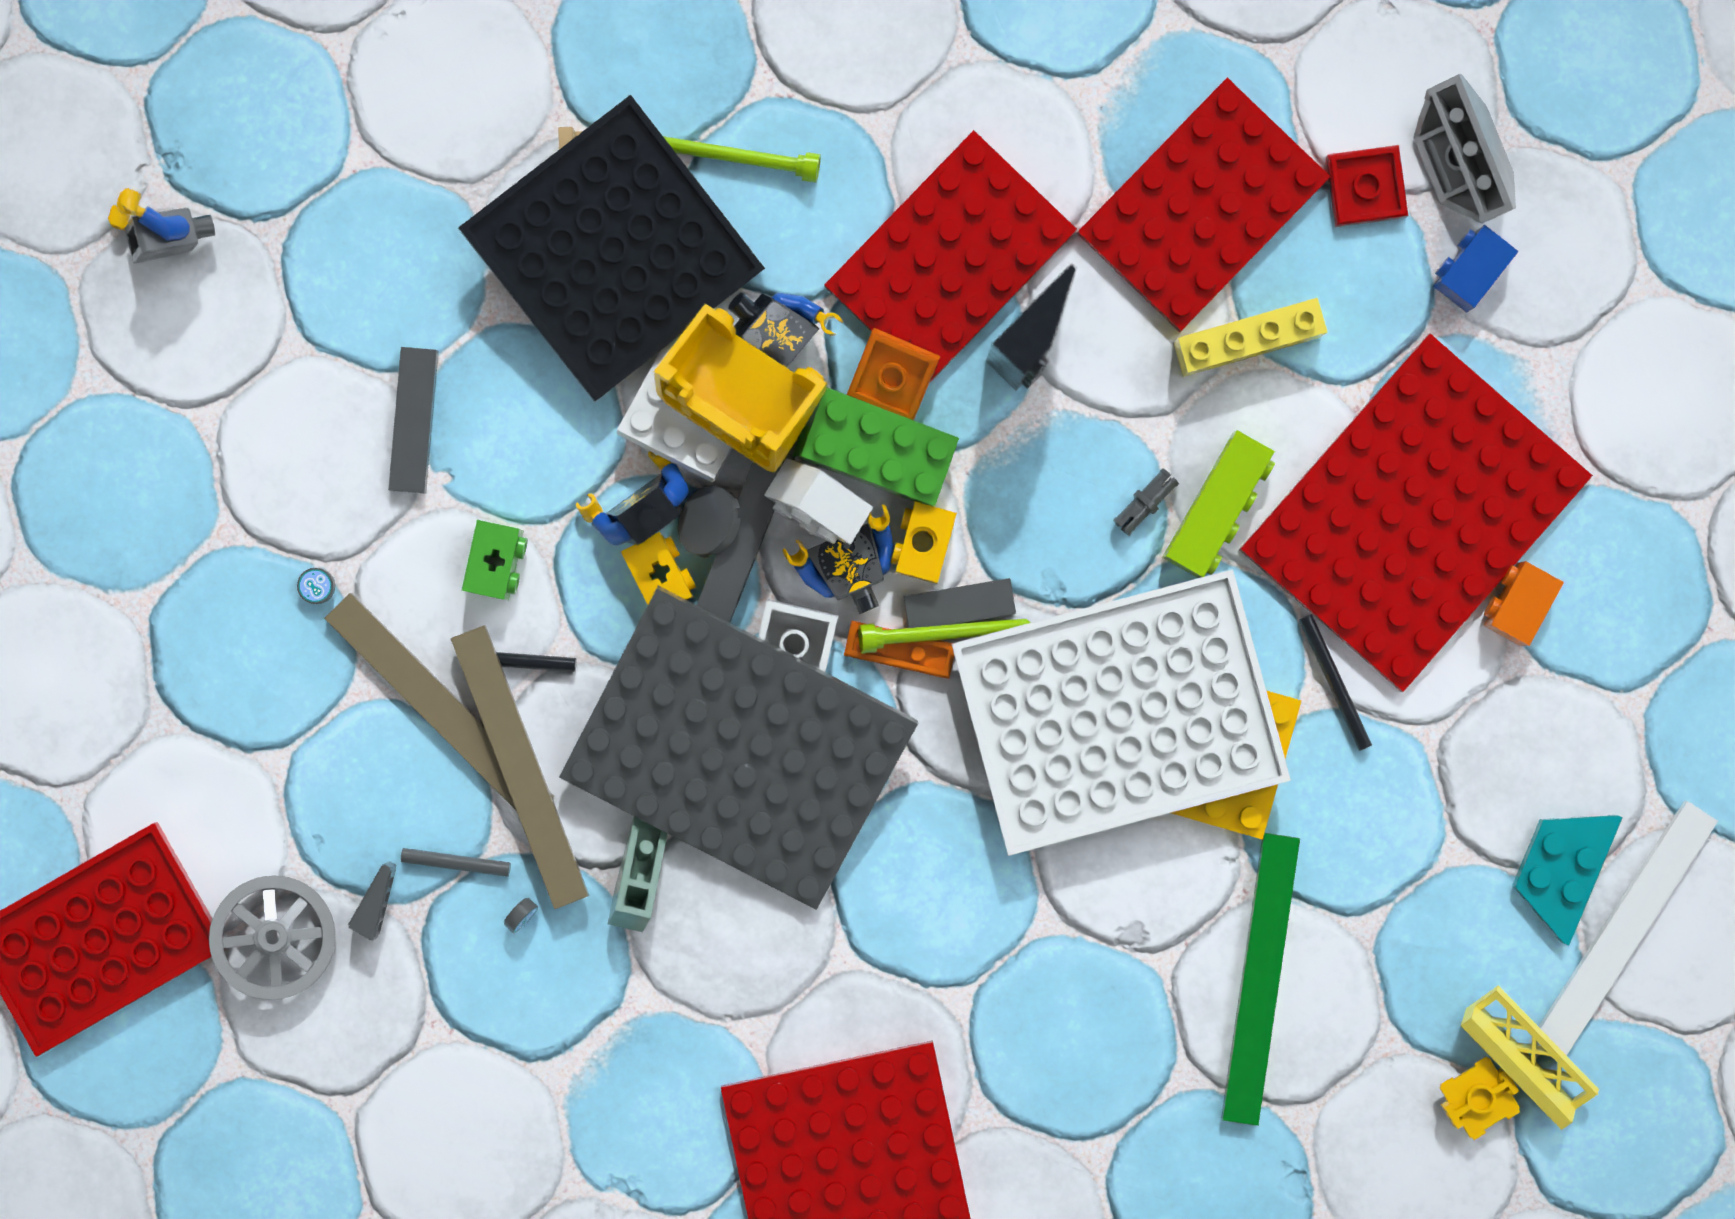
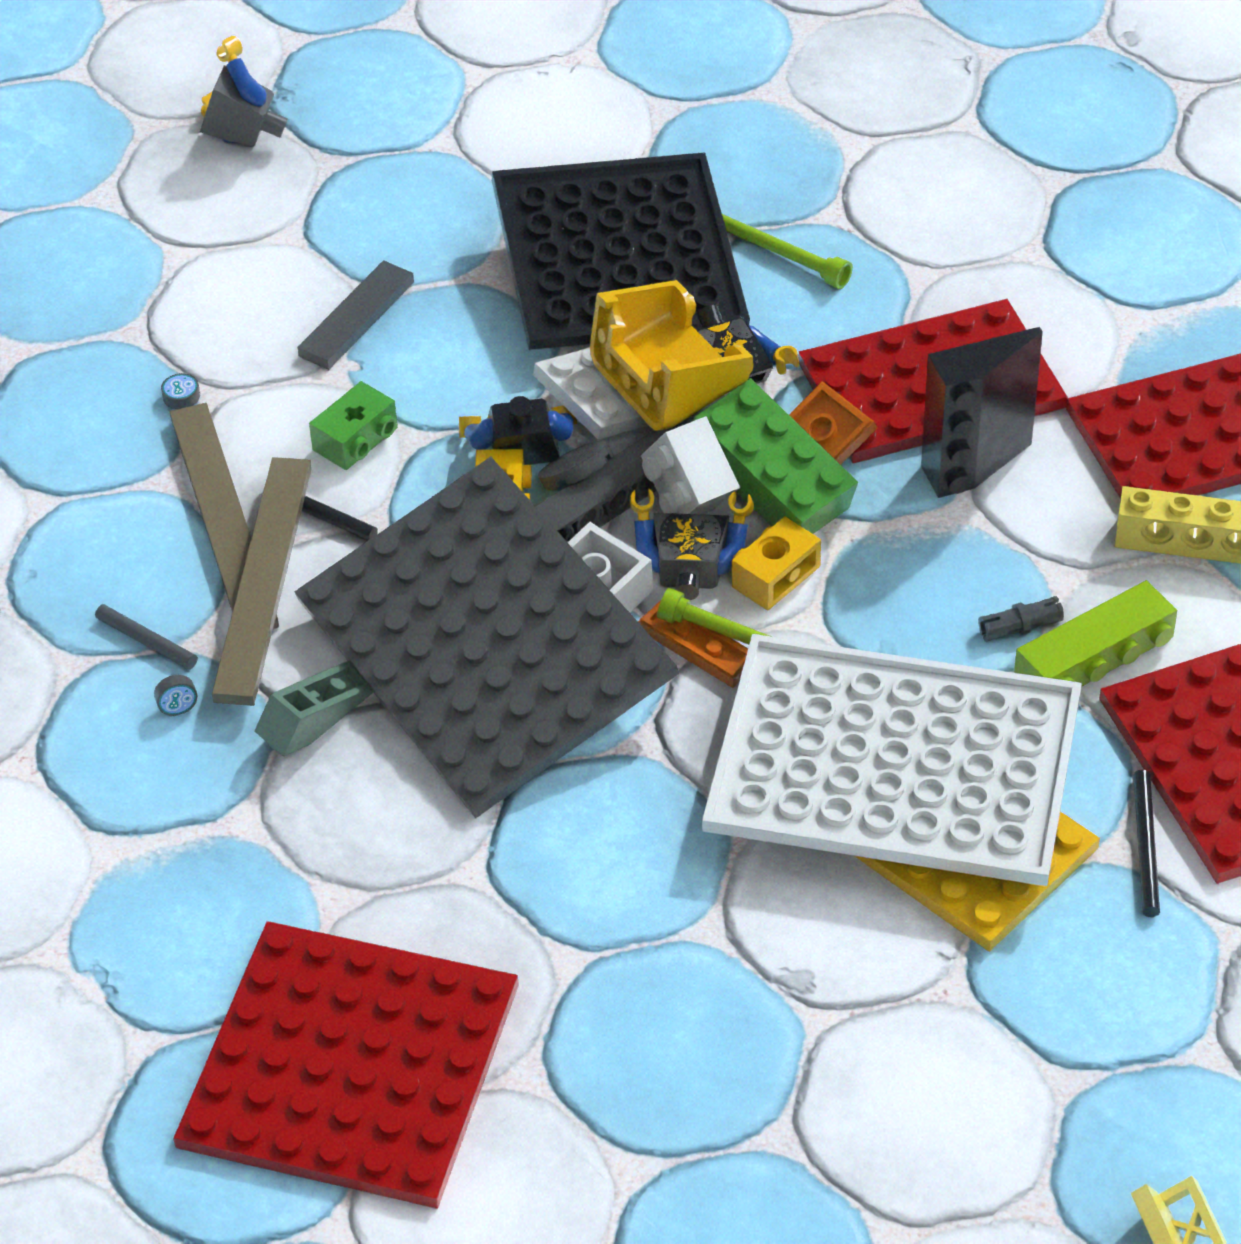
camera: 30 degrees right, 40 degrees down
(371, 910) = (46, 627): dark grey slope -> none
(960, 604) = (784, 623): dark grey tile -> none
(1260, 979) = (914, 1078): green tile -> none

